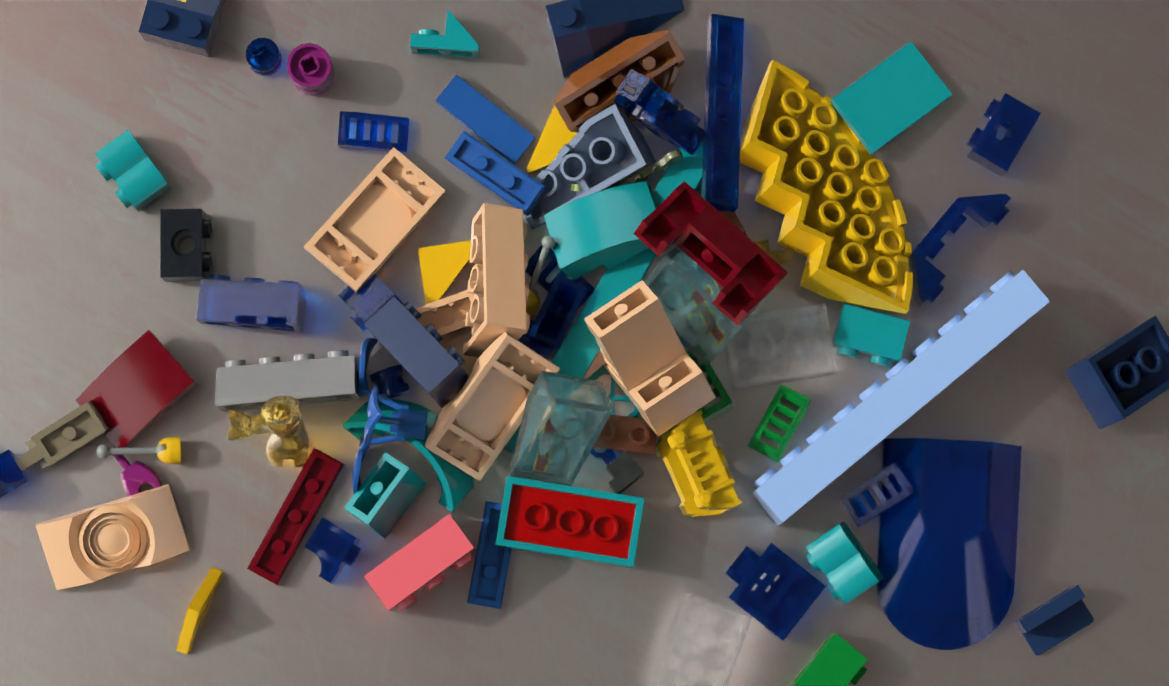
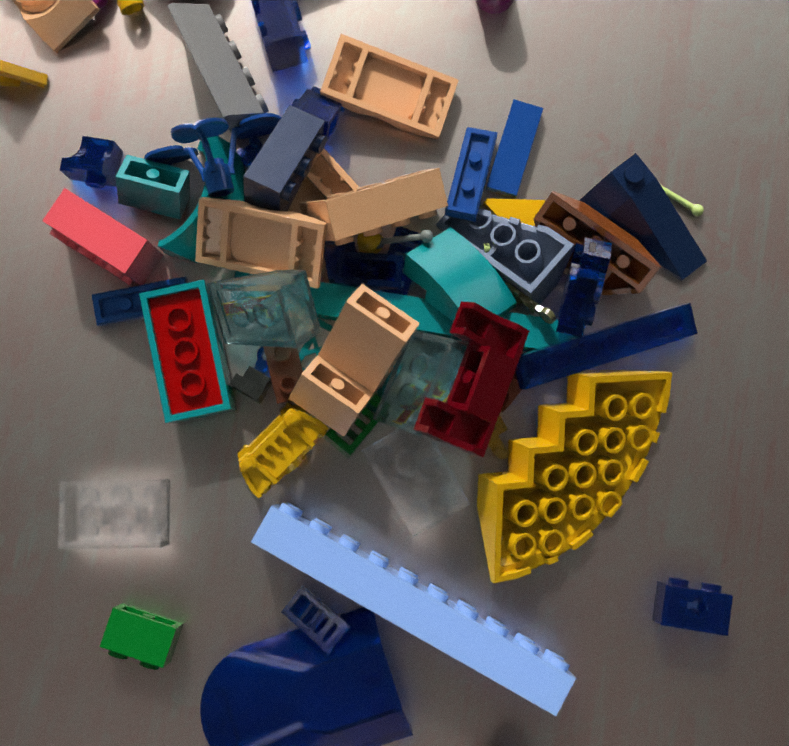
camera: 75 degrees right, 0 degrees up
(282, 419) = (175, 68): clear yellow piece -> none
(295, 516) = (112, 124): dark red tile -> none
(345, 142) = (456, 34): clear blue slope -> none
(441, 267) = (371, 161): yellow tile -> none
(455, 43) = (568, 91): teal slope -> none
(772, 589) = (197, 555): clear blue piece -> none
(792, 396) = (376, 511): green slope -> none
(843, 563) = (245, 611): teal brick -> none
(870, 335) = (460, 556): teal brick -> none
(891, 98) = (682, 492): teal tile -> none
(981, 209) = (614, 614): clear blue slope -> none

